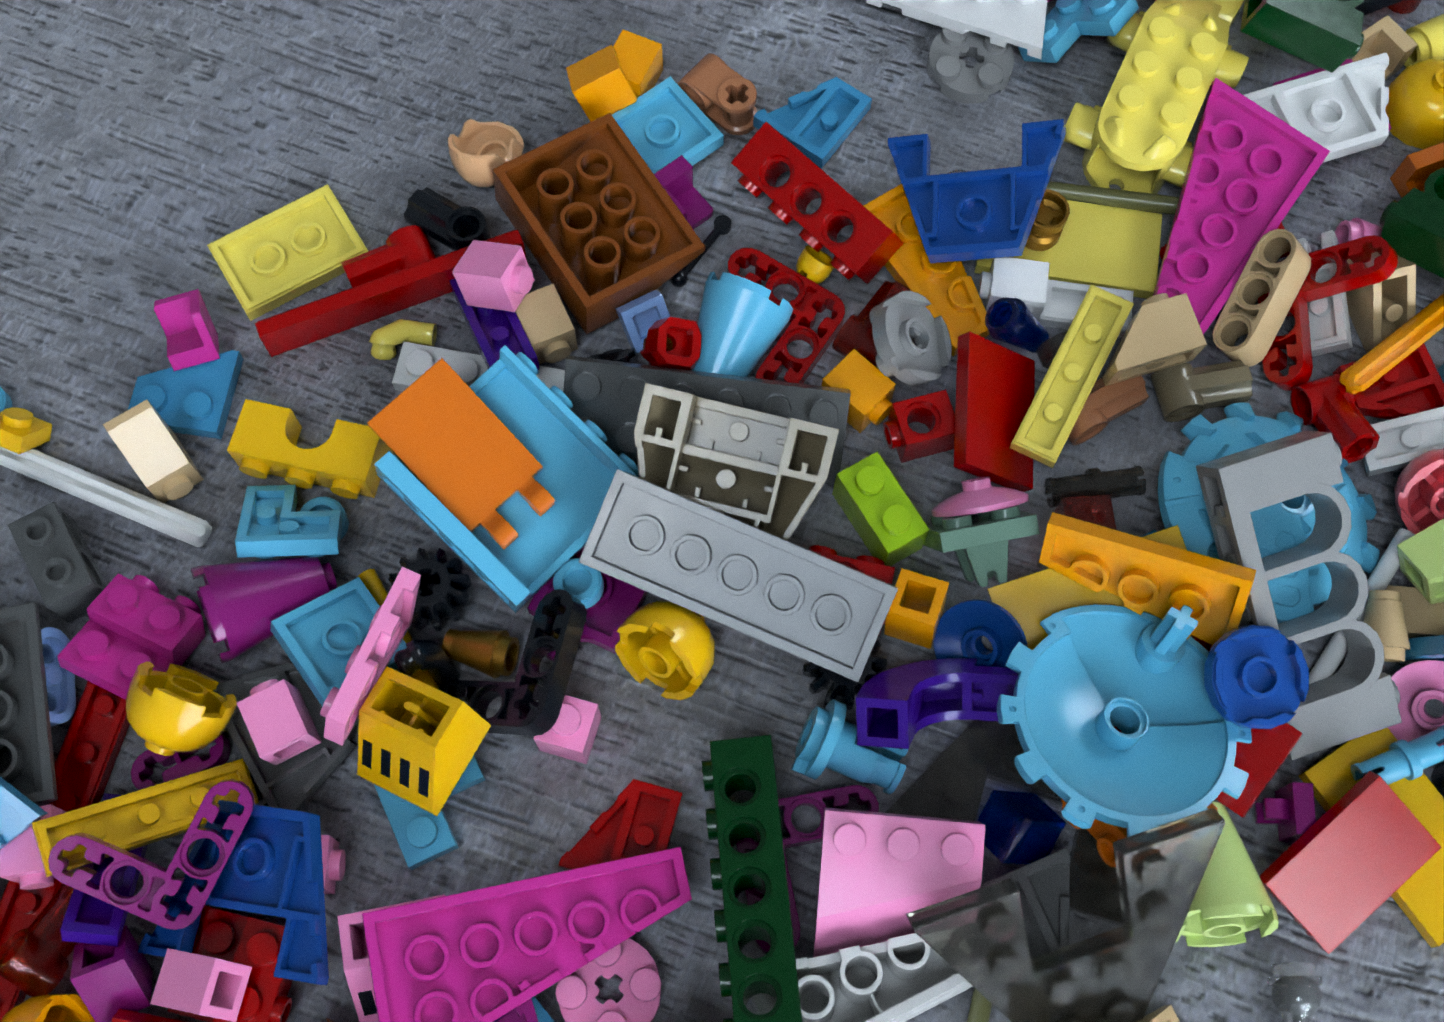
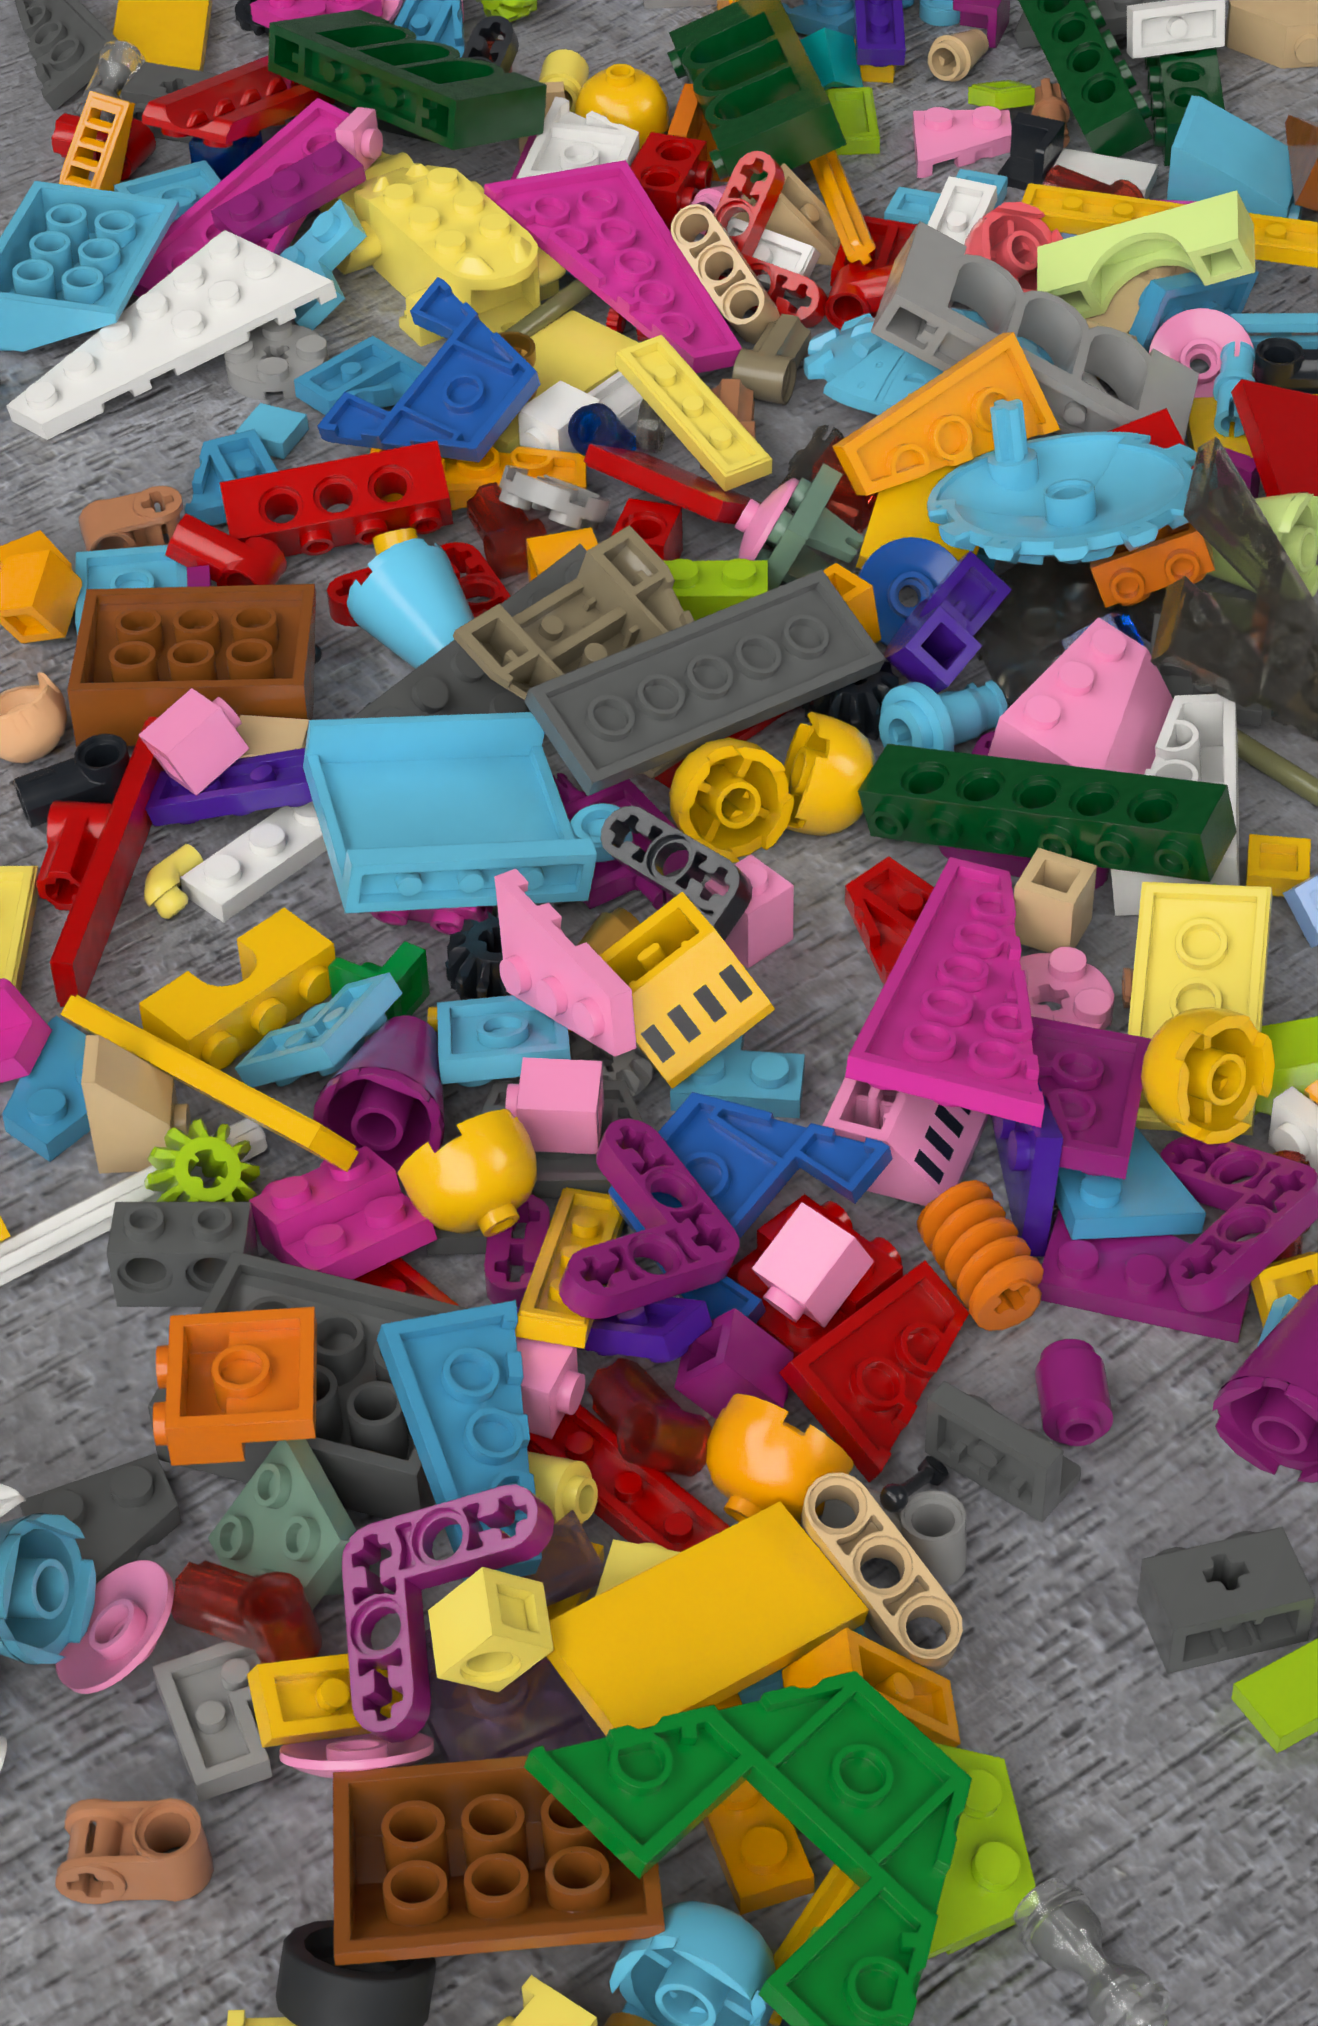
camera: 55 degrees left, 25 degrees down
(123, 533) = (212, 1155): none -> lime gear
(185, 494) = (213, 1083): none -> yellow tile
(371, 528) = (406, 967): none -> green panel
(461, 451) = (387, 807): orange tile -> none
(640, 315) = (342, 682): light blue plate -> none
(673, 343) = (395, 651): red rock -> none
(690, 944) = (1054, 901): none -> tan brick
(714, 183) = (229, 559): none -> red piece
(734, 703) = (825, 773): none -> yellow cylinder
(892, 107) = (276, 428): none -> medium azure tile
(981, 128) = (365, 370): none -> dark azure wing
(1156, 338) = (710, 334): tan slope -> none
(1256, 677) = (1095, 399): blue tile -> none
(1361, 183) = (672, 172): none -> red brick

